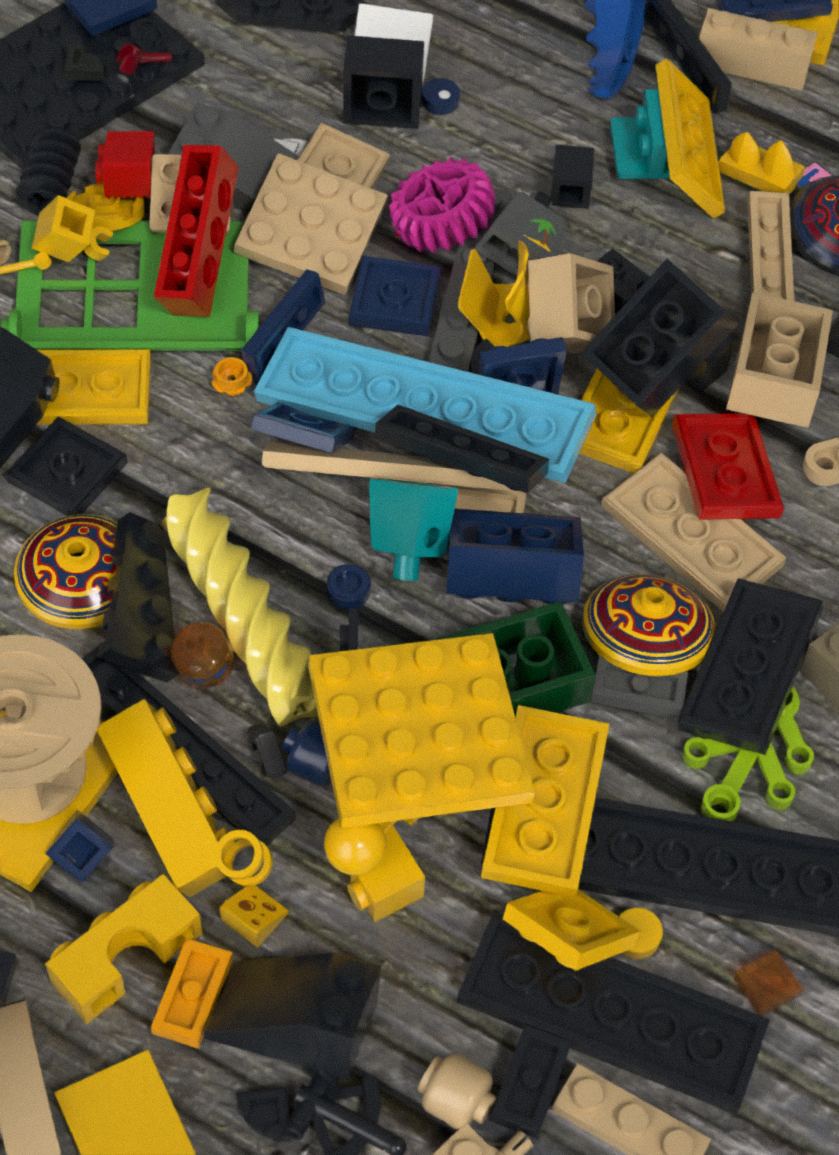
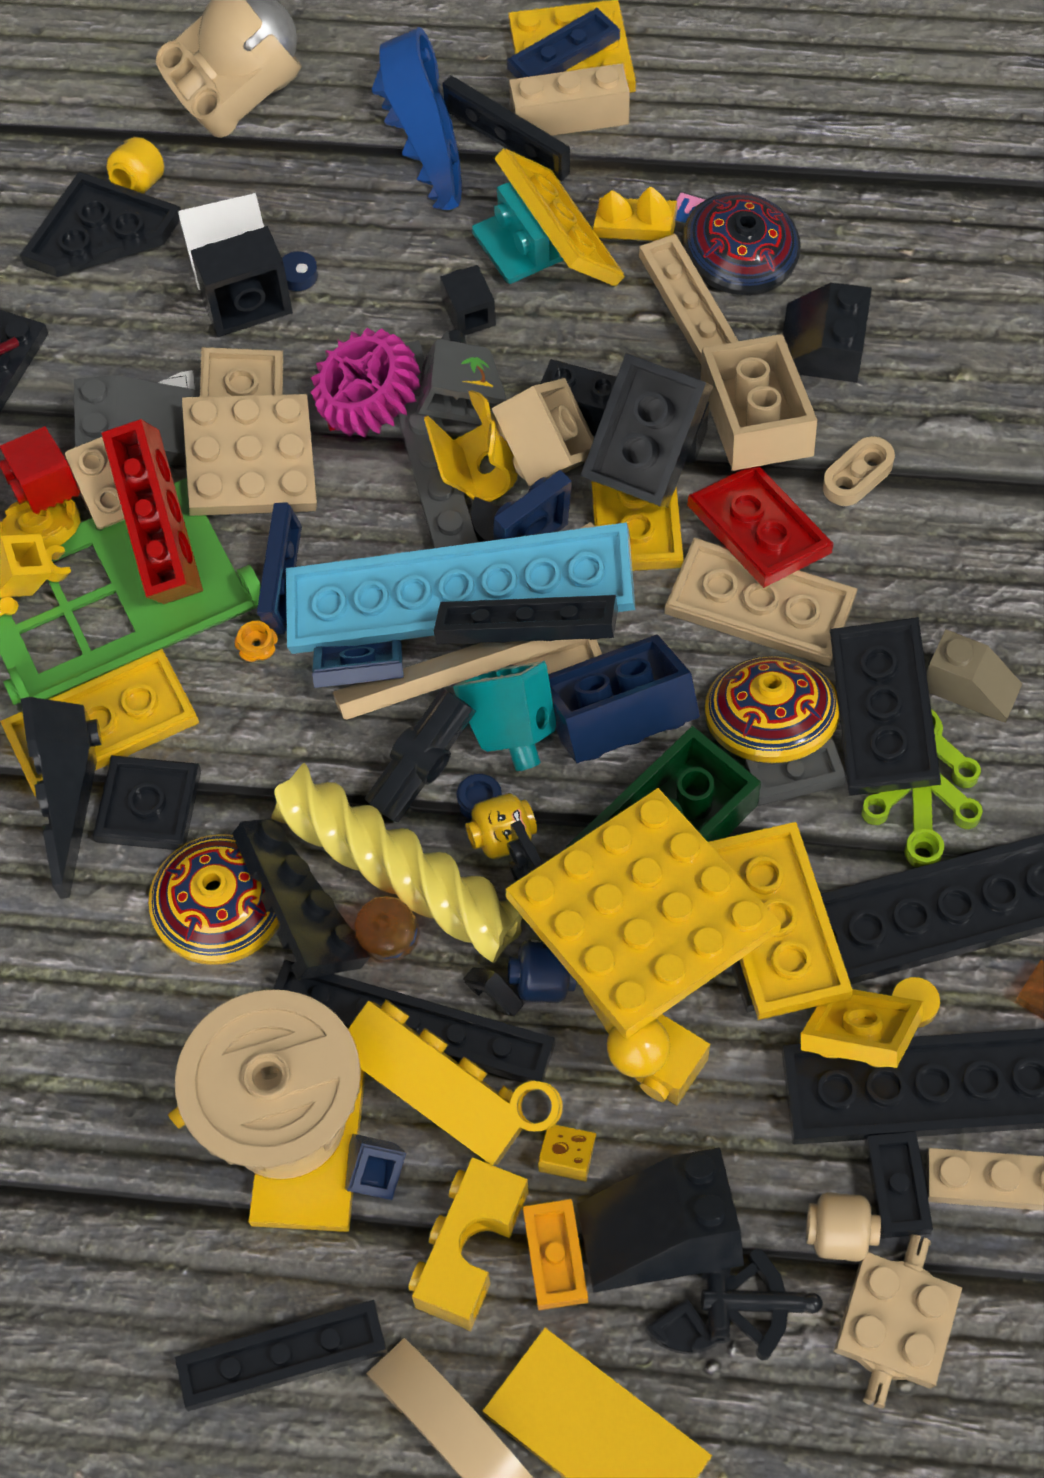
camera: 20 degrees left, 5 degrees up
(311, 524) = (420, 755): none -> black piece
(335, 612) = (492, 821): none -> yellow head
(395, 296) = (364, 491): dark blue tile -> none

